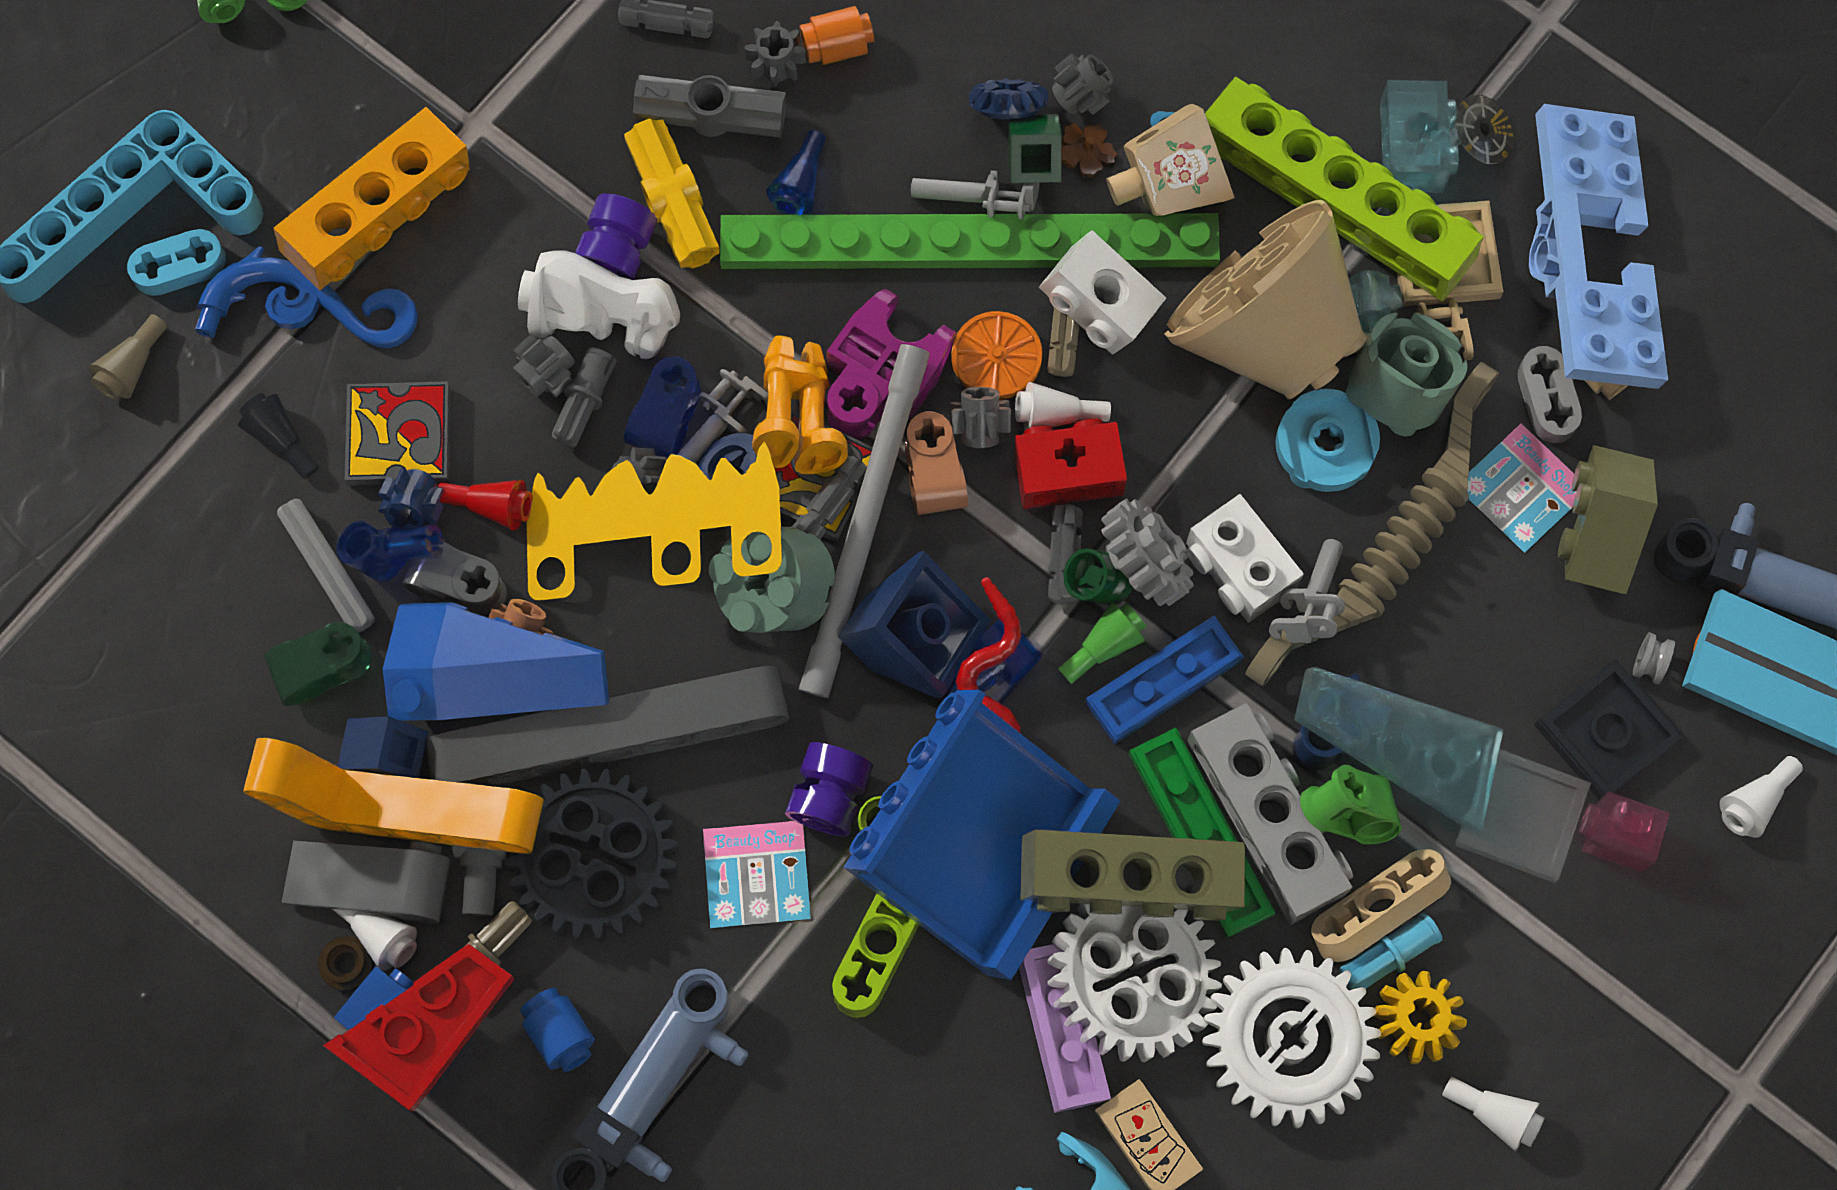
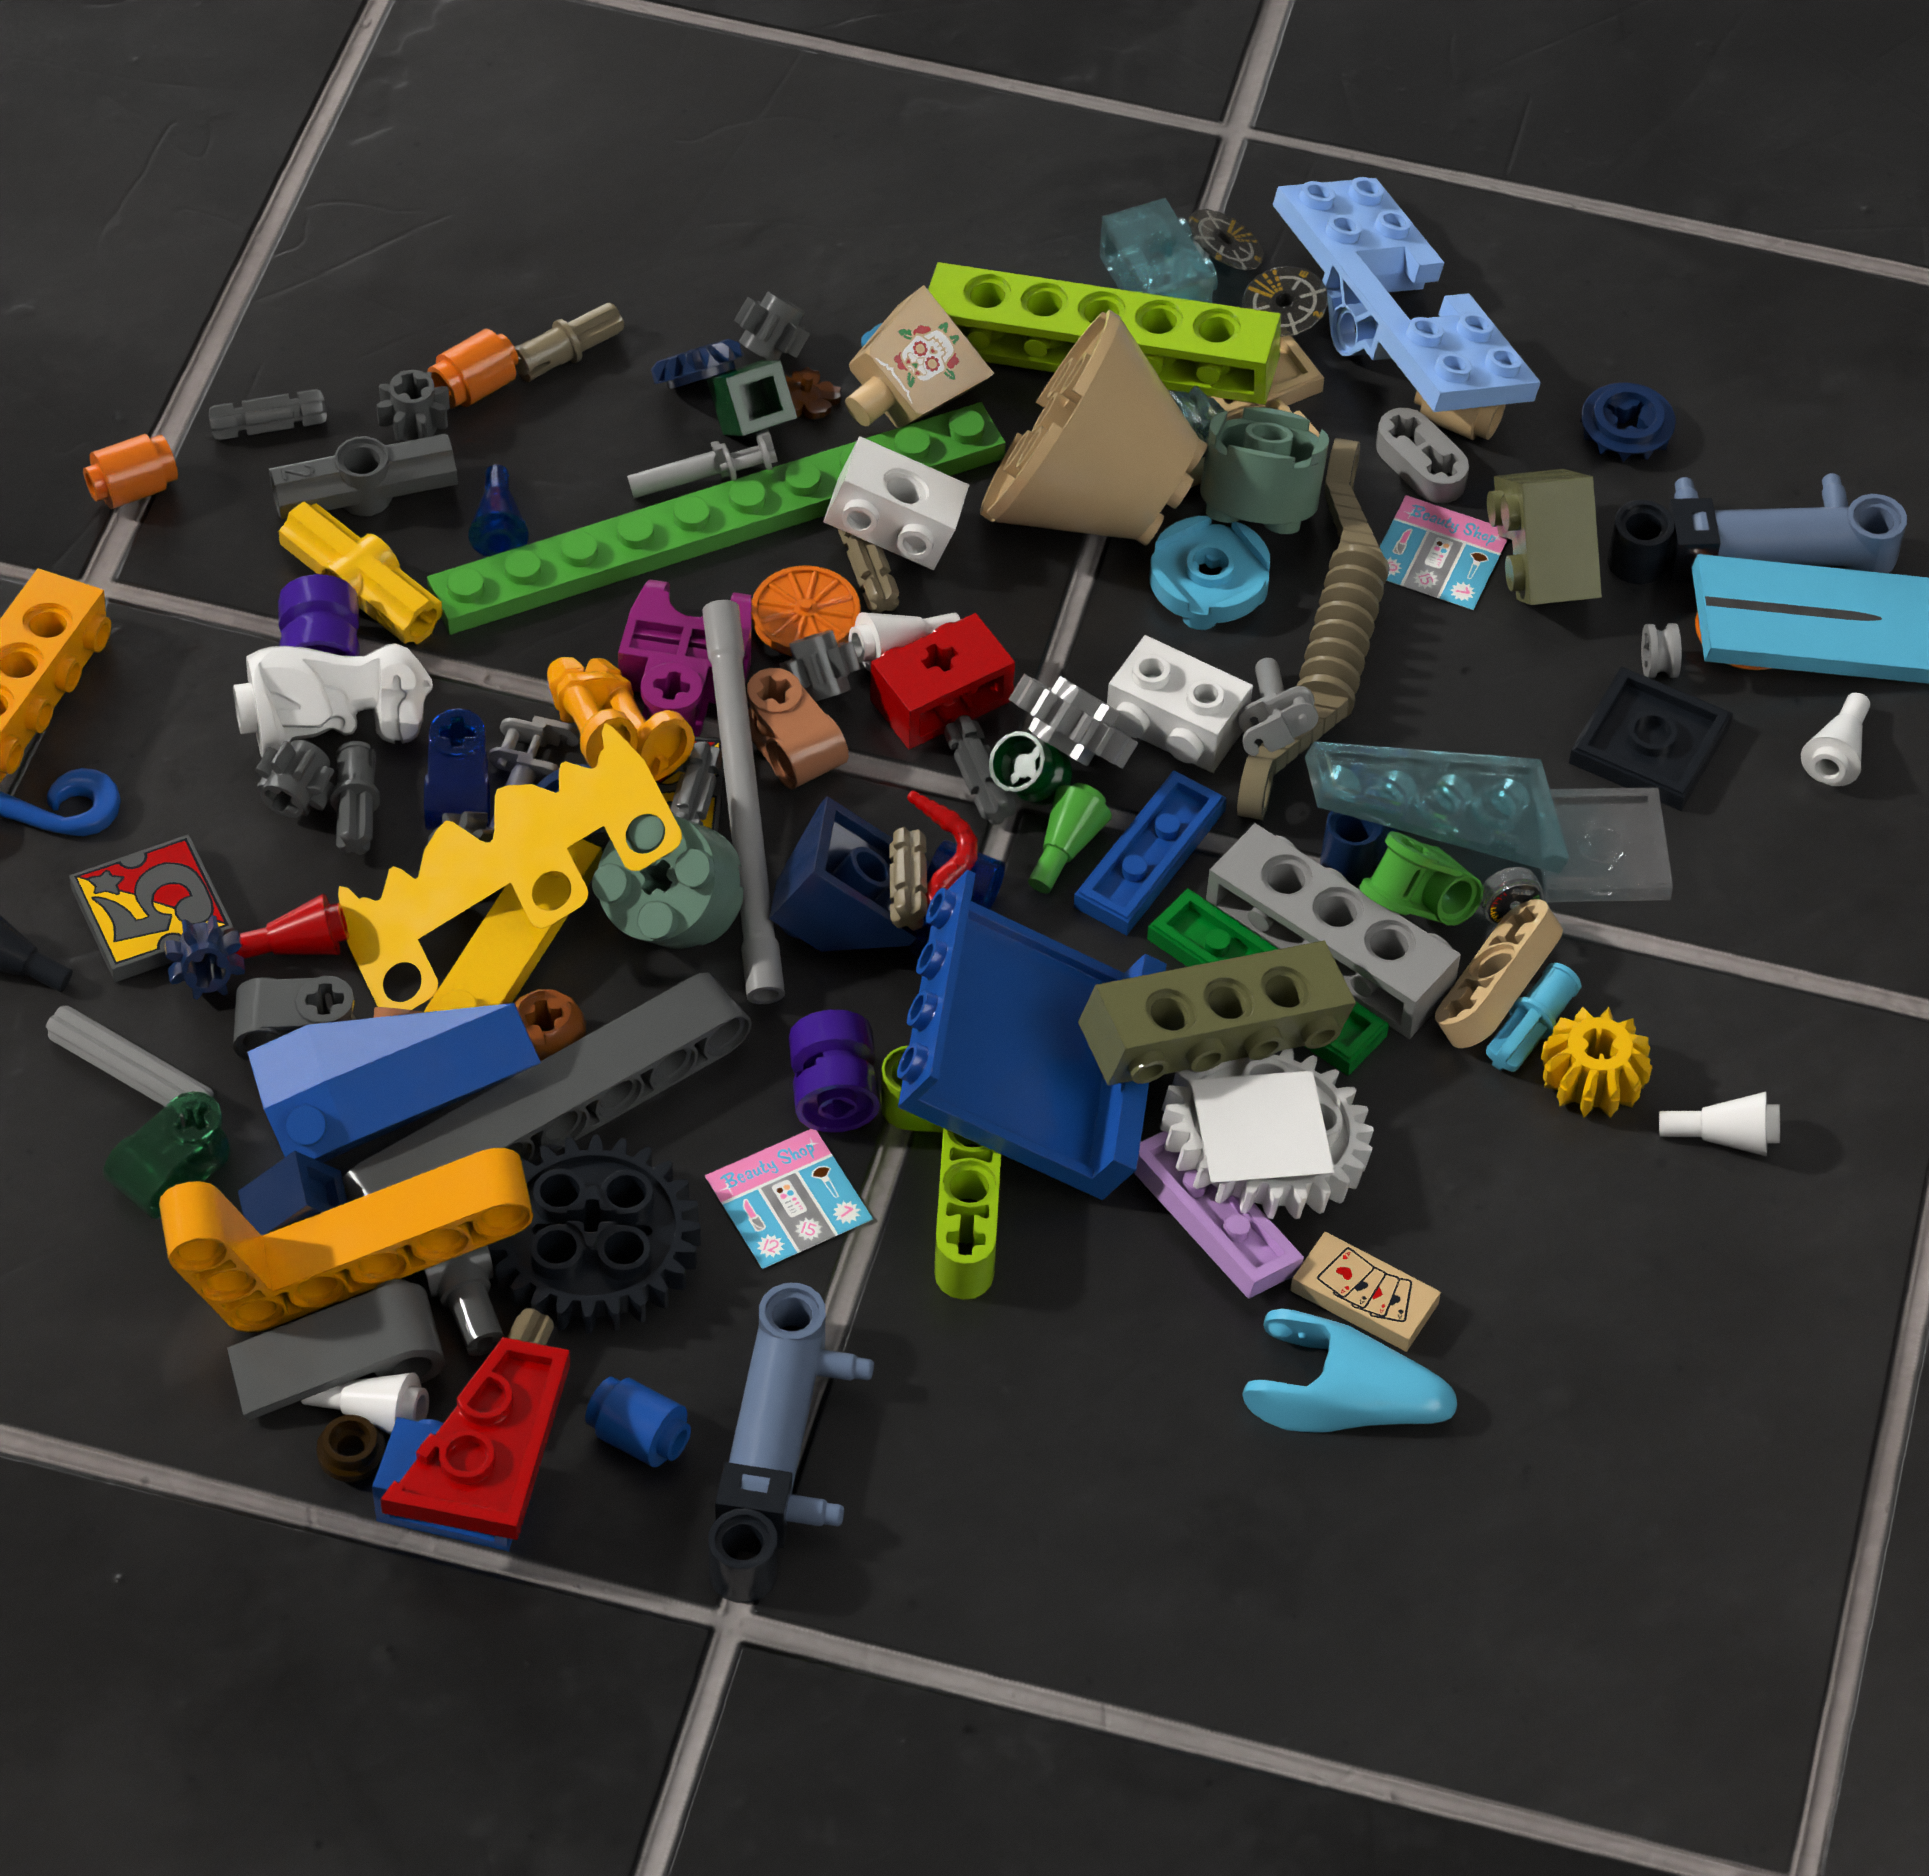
camera: 25 degrees left, 20 degrees down
(385, 551) = (194, 1017): clear blue pin -> none
(539, 34) = (130, 470): none -> orange brick
(624, 588) = (507, 943): none -> yellow plate
(646, 675) = (552, 1011): none -> dark orange piece
(921, 33) = (567, 341): none -> dark tan axle
(956, 646) = (908, 878): none -> dark tan axle
(1123, 984) = (1262, 1126): none -> white sticker
(1256, 1075) = (1477, 1173): white gear -> none
(1423, 835) = (1507, 890): none -> clear tile
(1503, 209) = (1288, 291): none -> clear smoke piece
(1623, 831) = (1717, 814): clear pink brick -> none
(1735, 405) = (1619, 404): none -> dark blue gear

